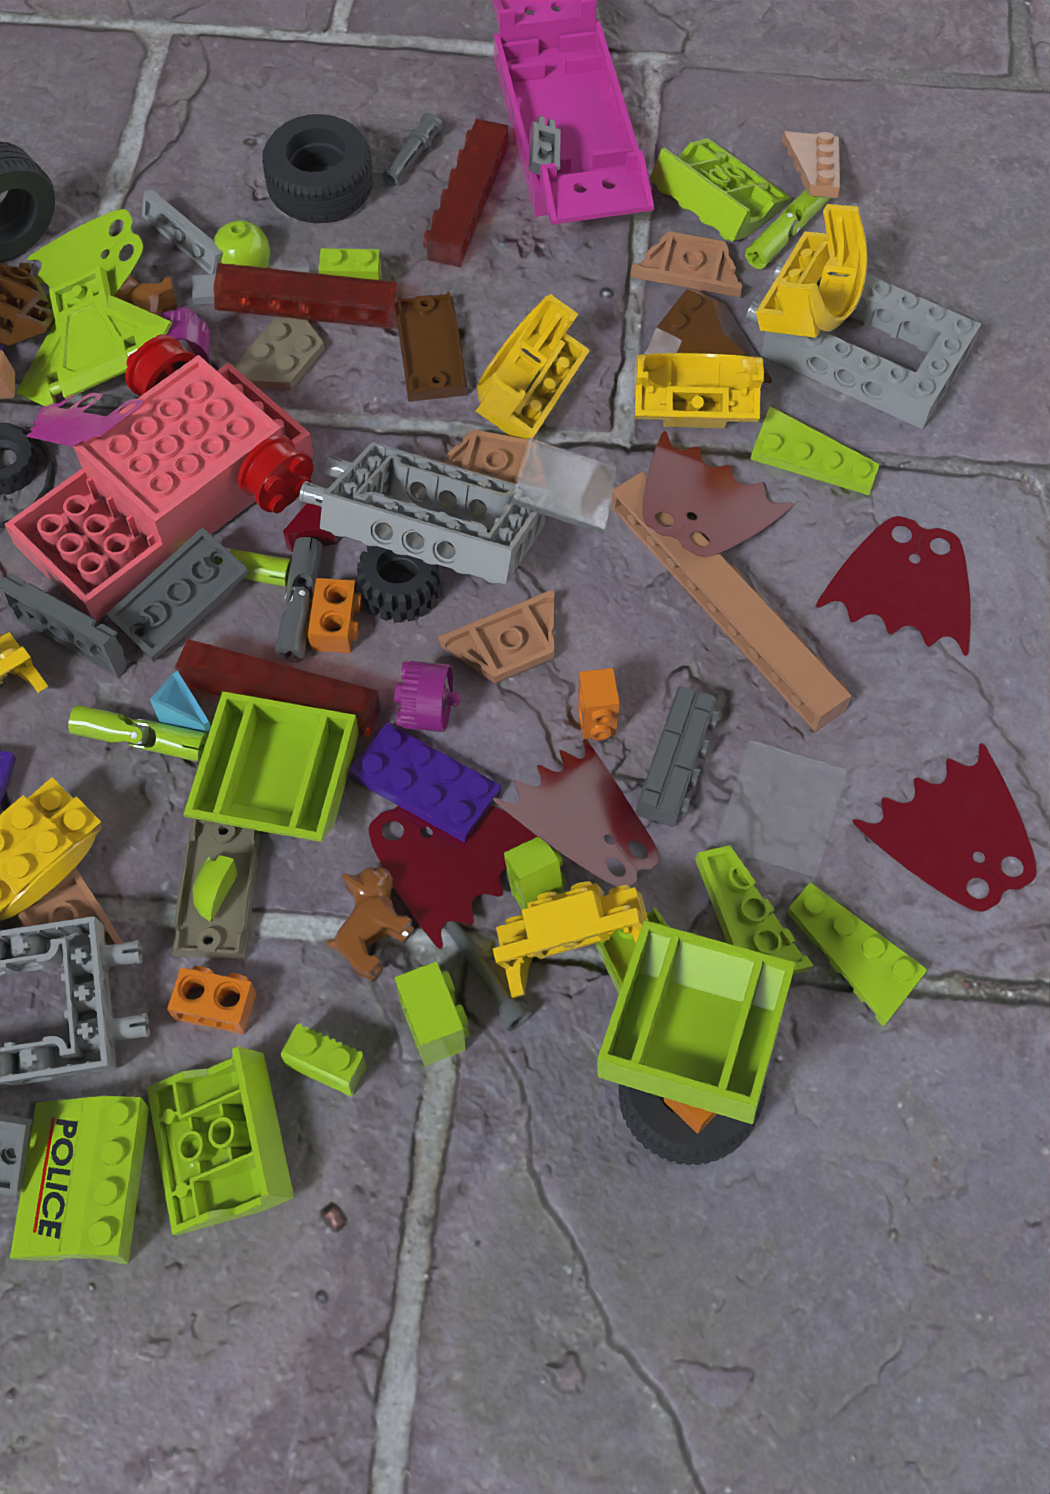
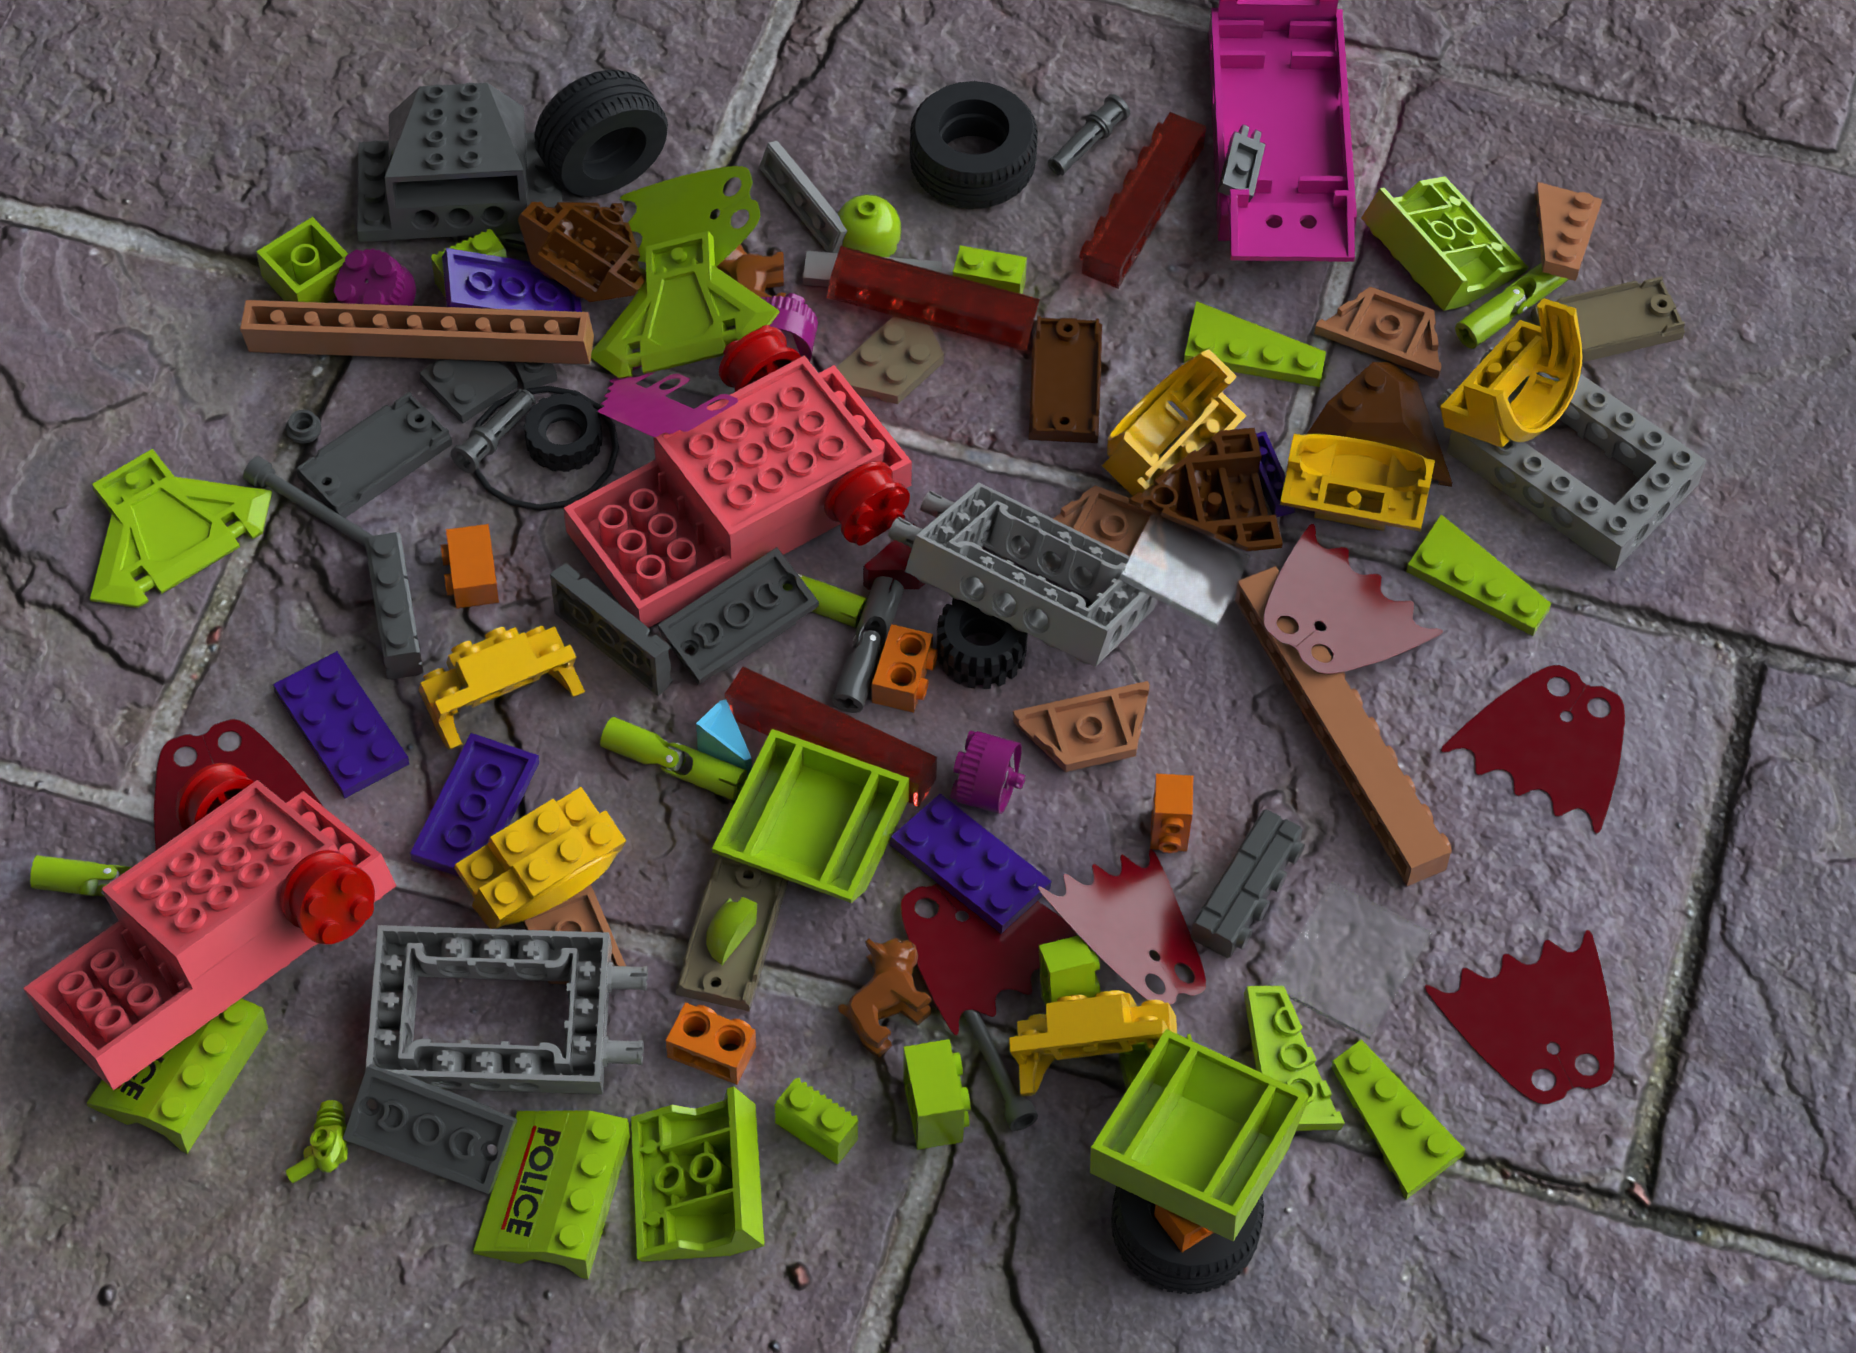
camera: 10 degrees right, 5 degrees down
(579, 417) = (1217, 493): none -> reddish brown wedge
(585, 295) = (1252, 348): none -> lime wing
(616, 395) = (1271, 477): none -> dark purple piece
(887, 222) = (1623, 318): none -> dark tan piece

